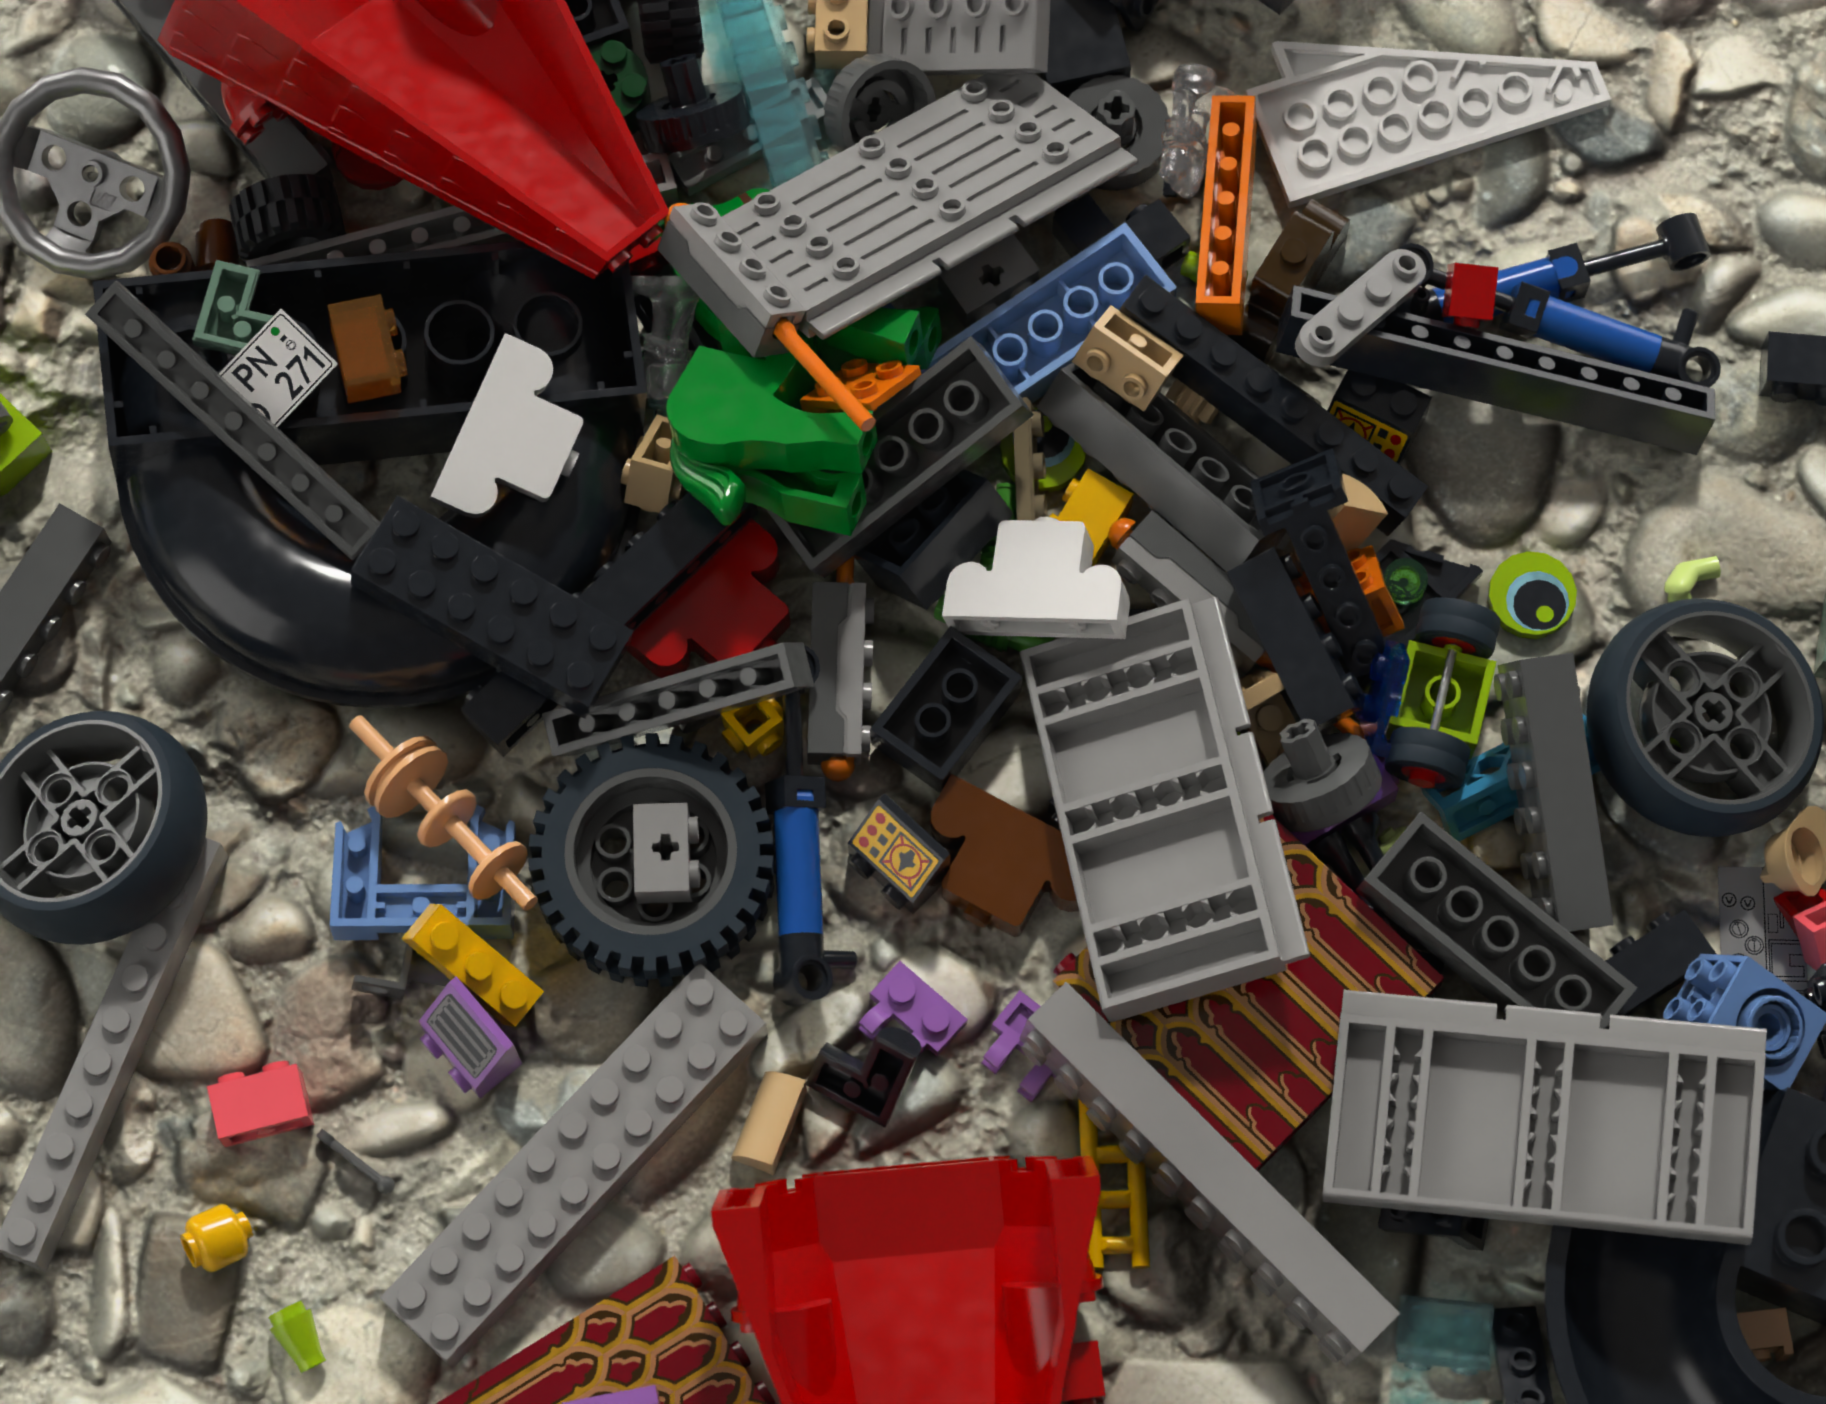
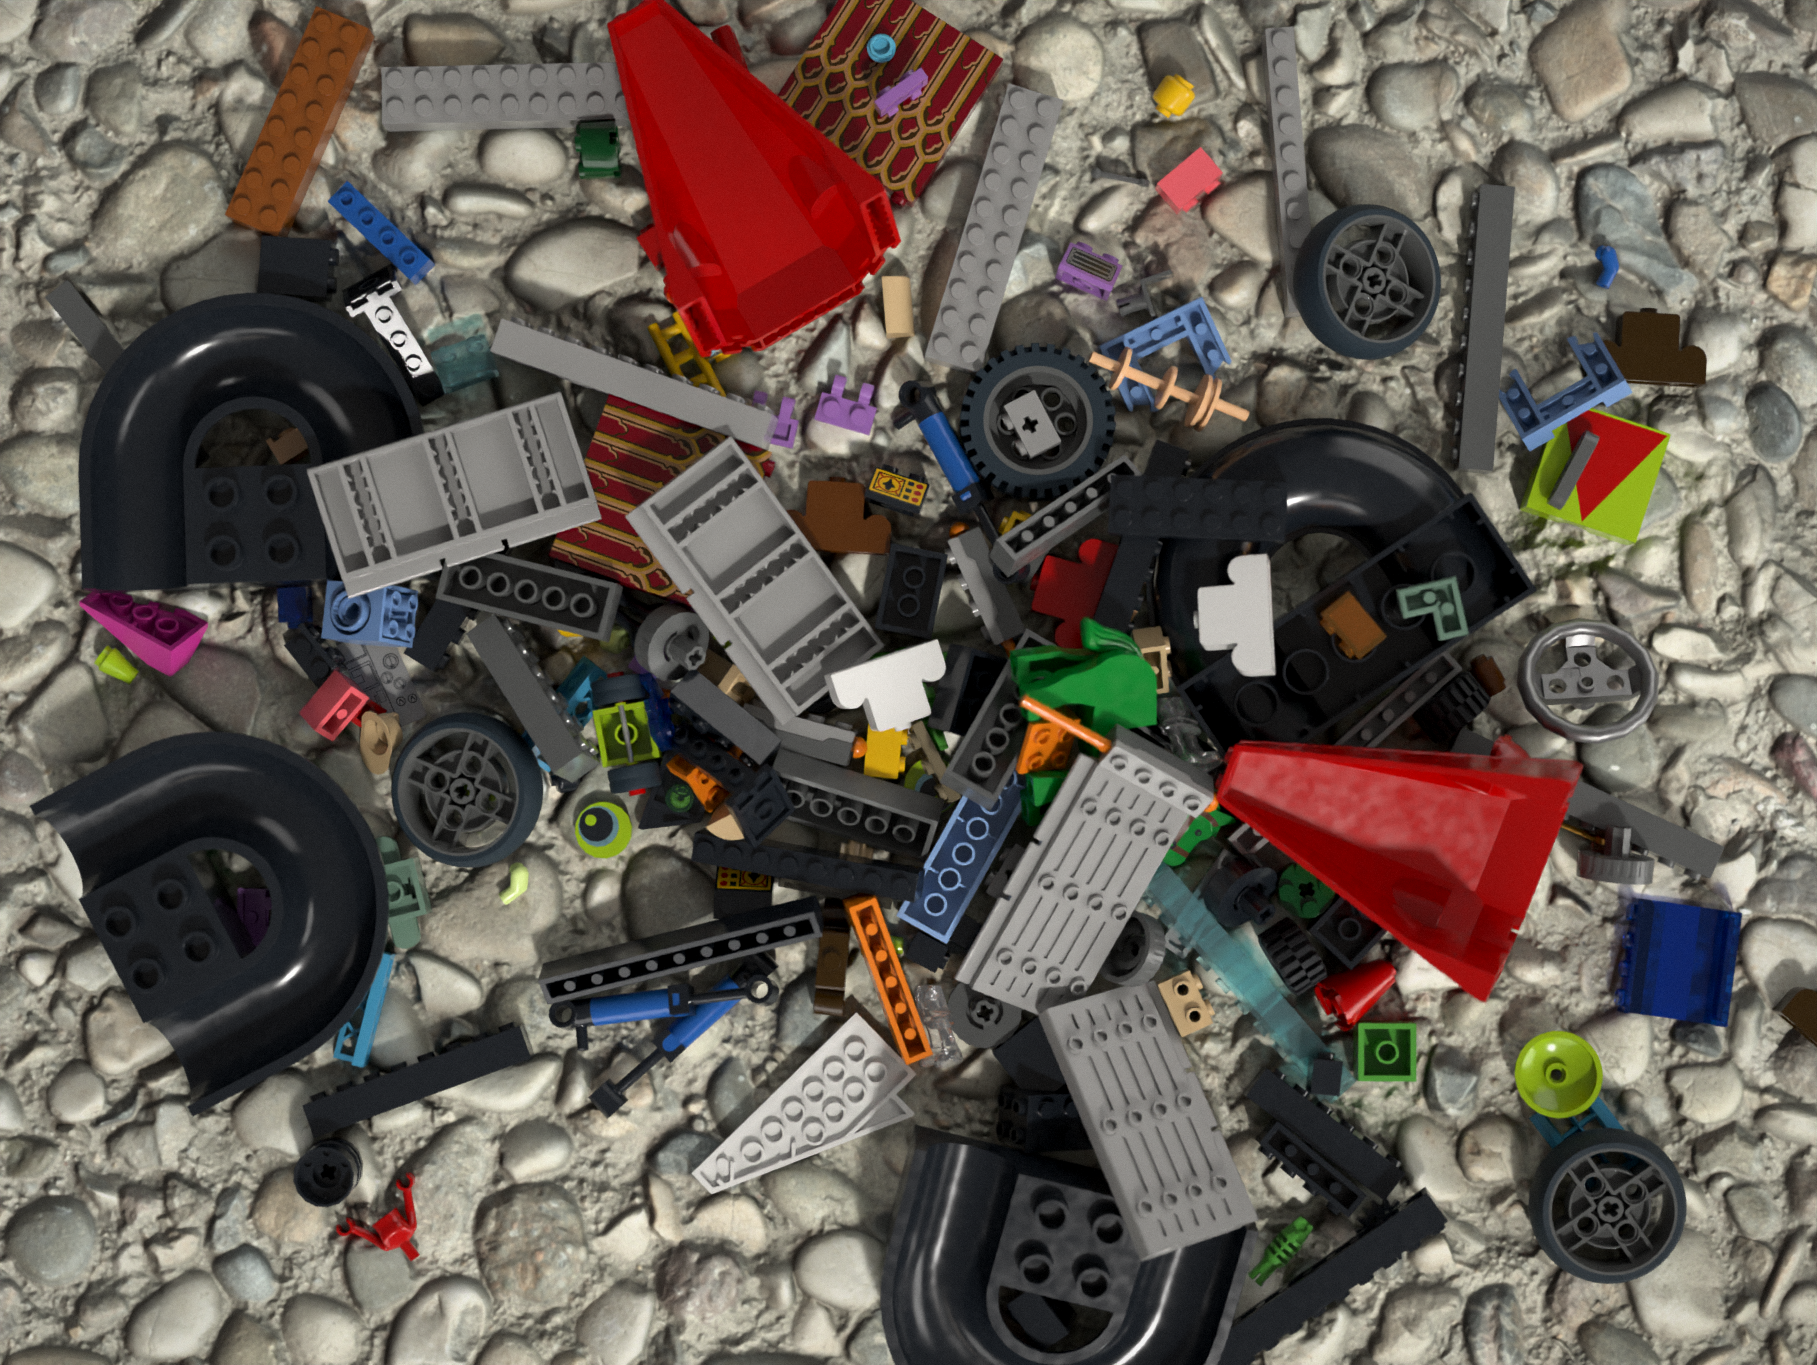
camera: 155 degrees right, 15 degrees up
(171, 259) = (1513, 646): reddish brown brick -> none
(233, 419) = (1406, 543): dark grey tile -> none
(278, 368) = (1398, 575): white sticker -> none
(298, 1335) = (1100, 65): lime cone -> none
(481, 969) = (1108, 310): yellow brick -> none
(868, 1086) = (851, 352): black brick -> none
(1127, 358) = (901, 846): tan brick -> none
(1360, 307) = (774, 938): light grey plate -> none
(1470, 294) = (716, 987): red brick -> none

